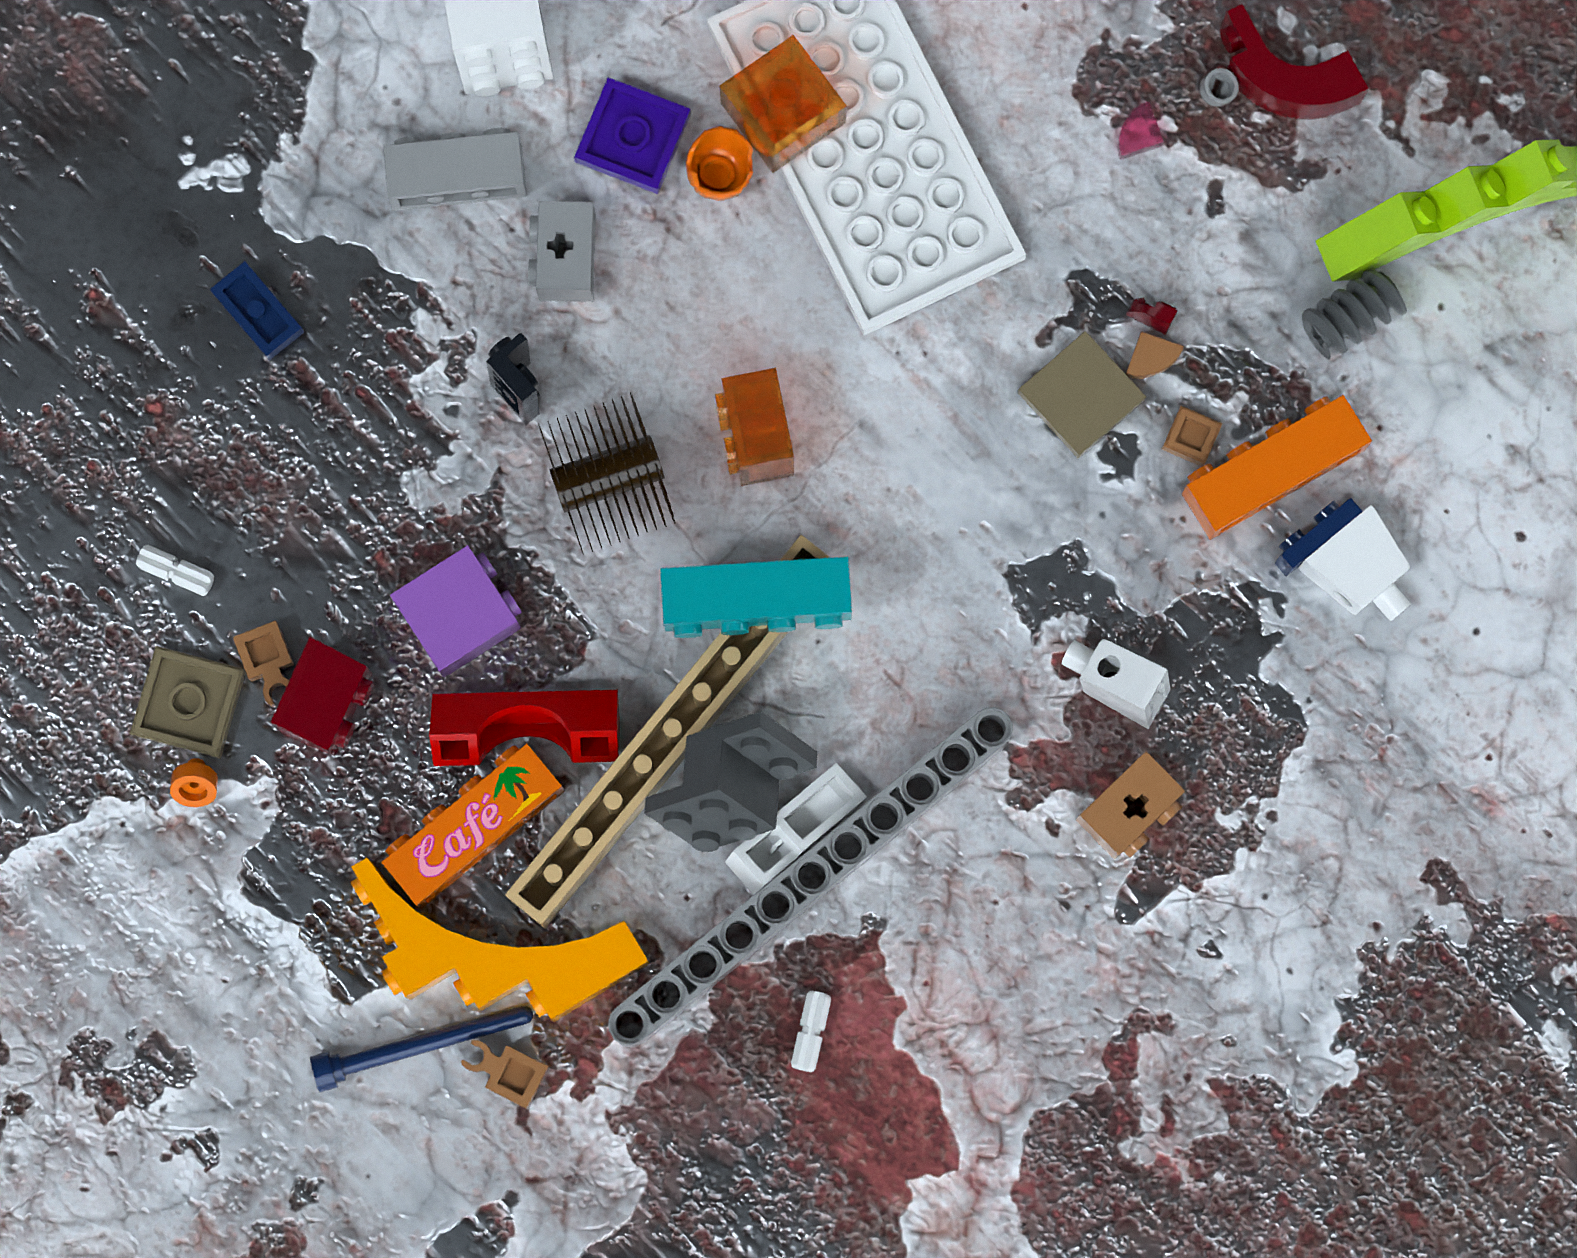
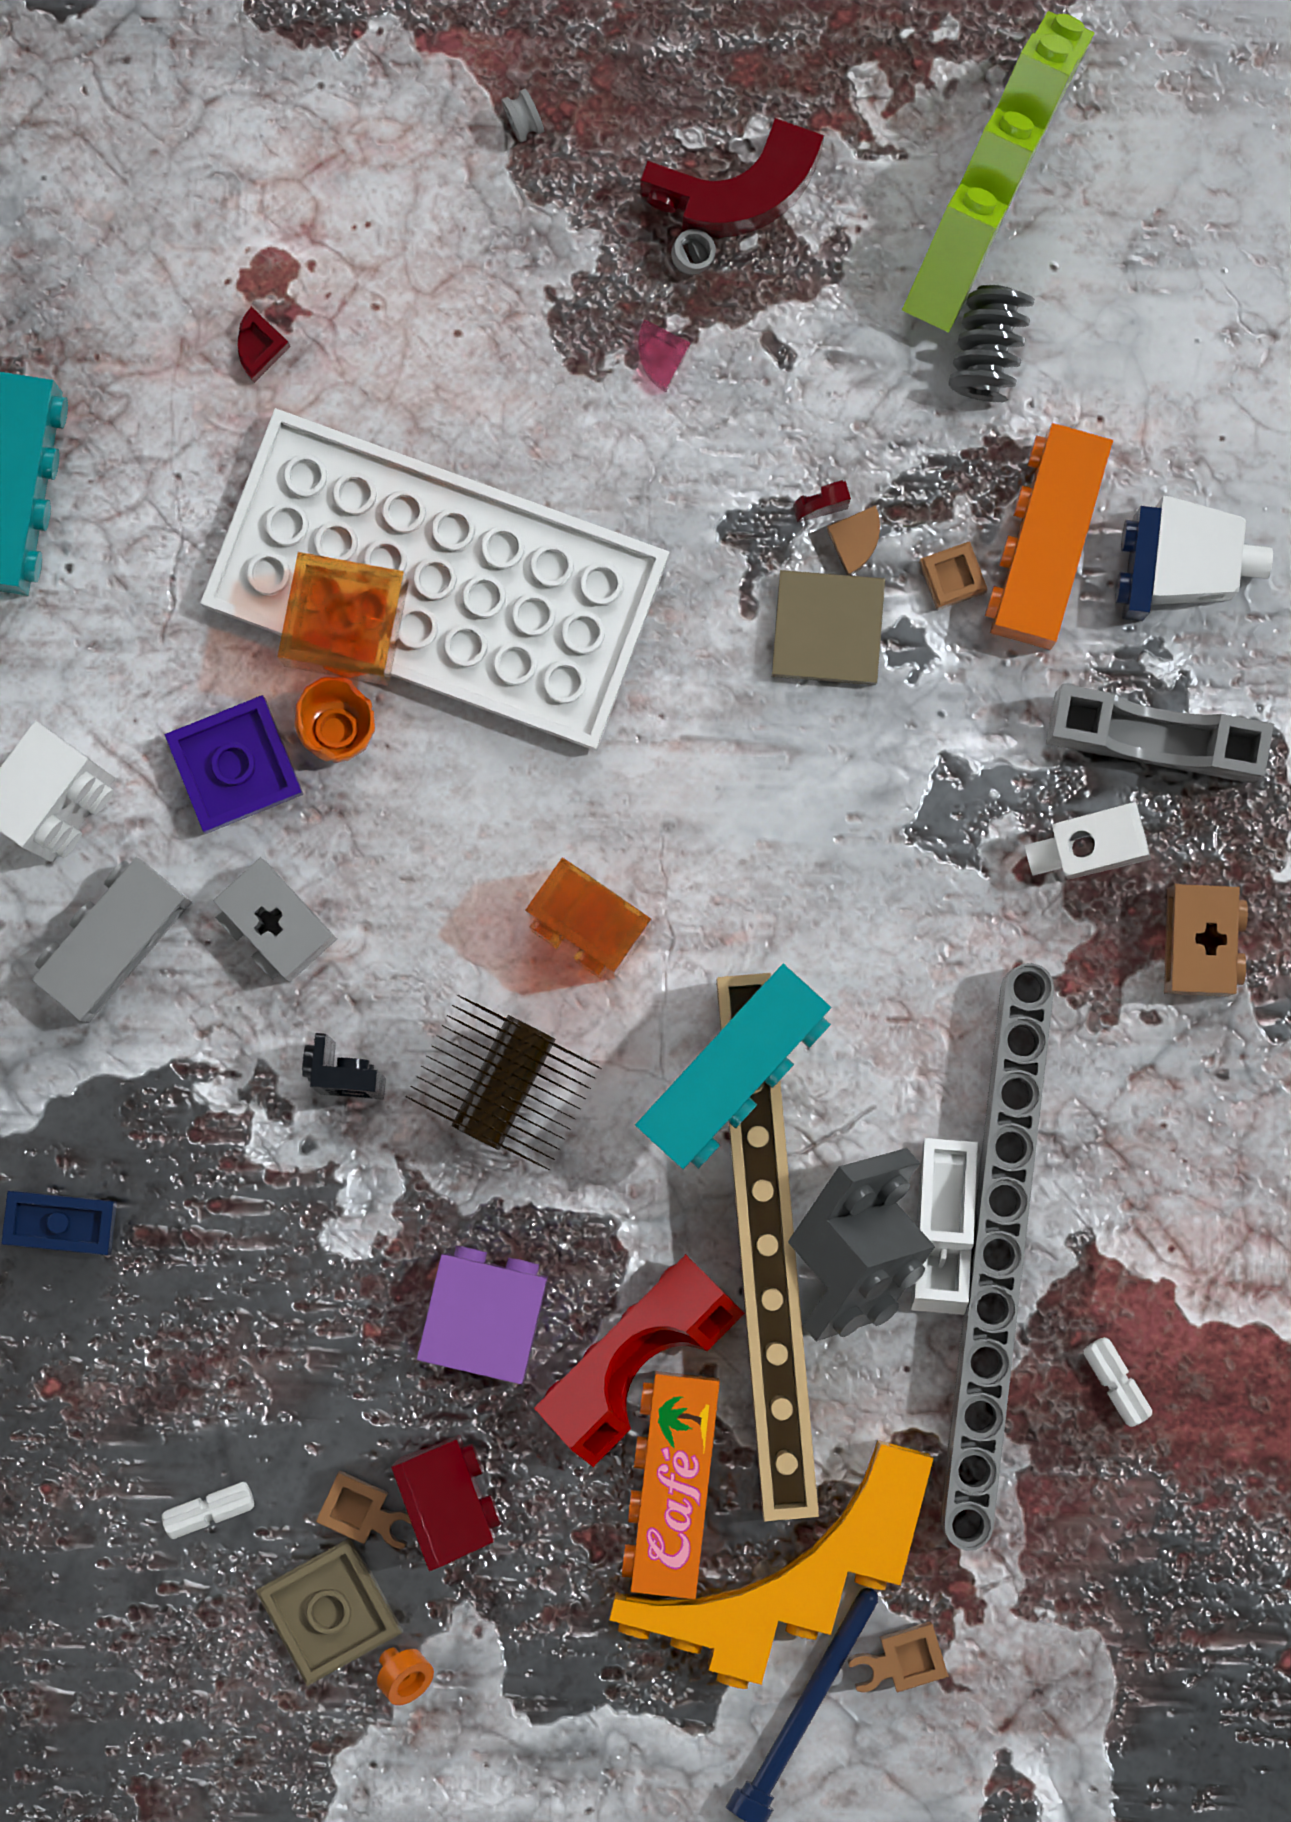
camera: 40 degrees left, 5 degrees up
(1242, 676) = (1183, 741): none -> light grey arch

